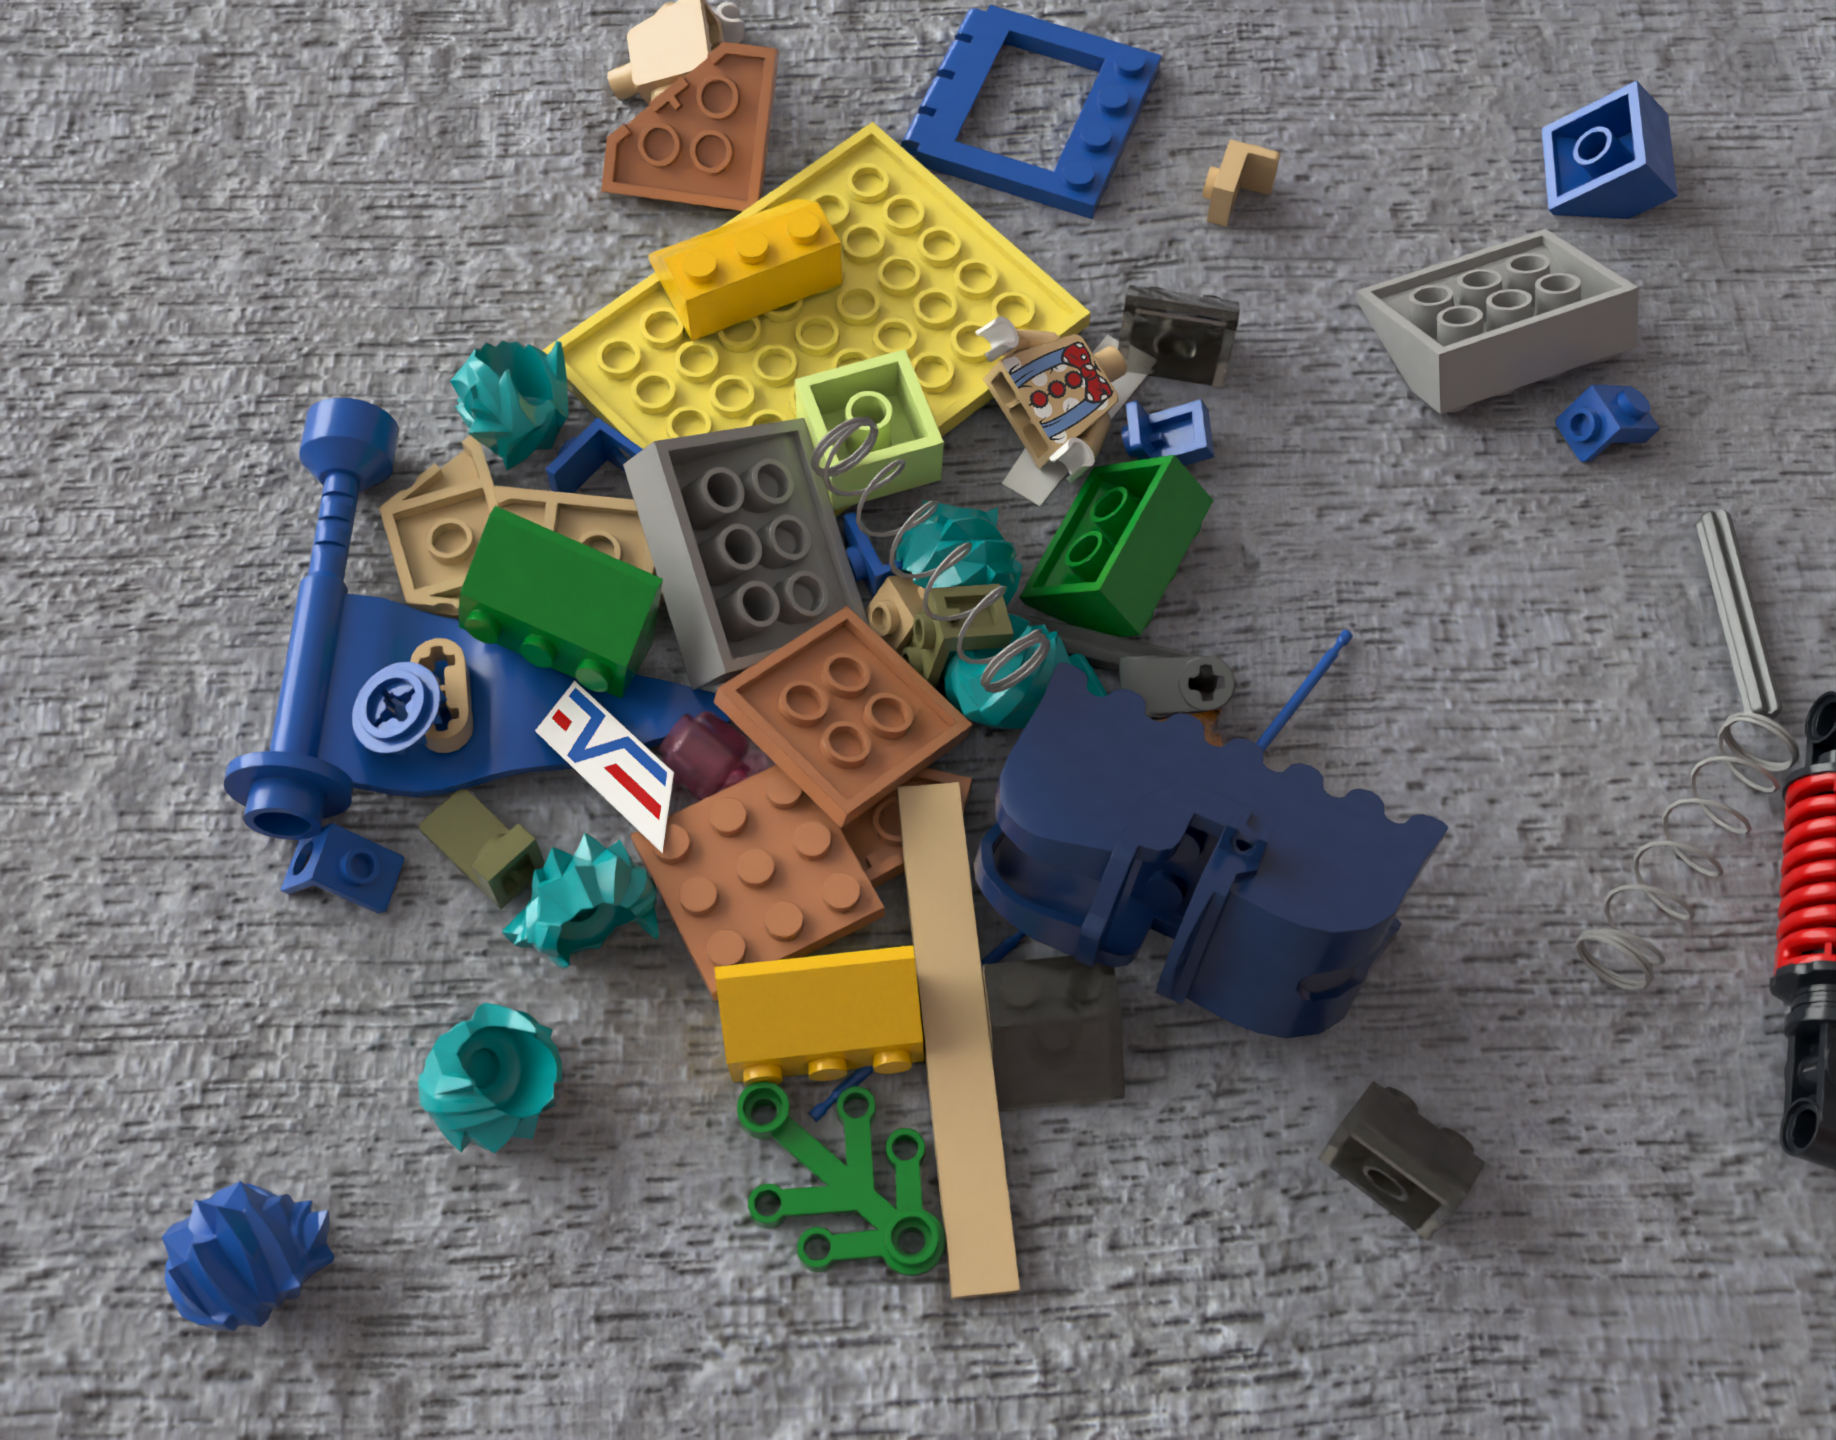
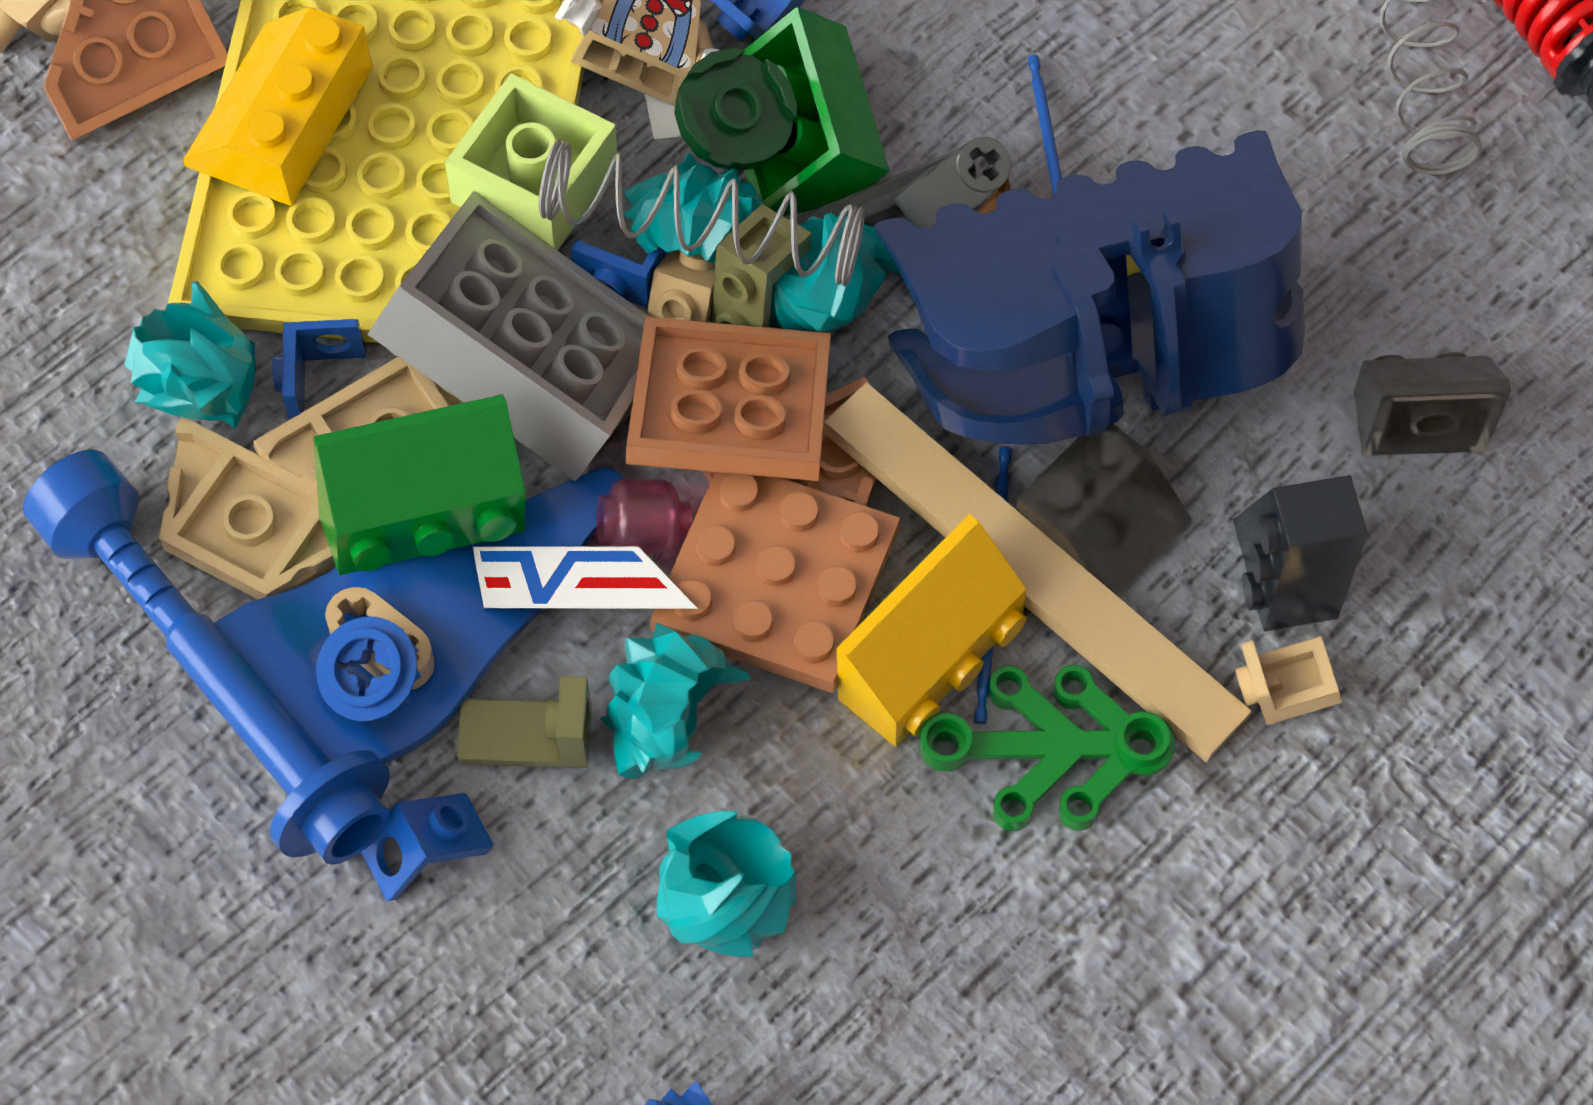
camera: 40 degrees left, 0 degrees up
(1053, 499) = (735, 110): none -> dark green tile
(1070, 1289) = (1288, 680): none -> tan bracket
(1159, 1194) = (1301, 551): none -> black wedge

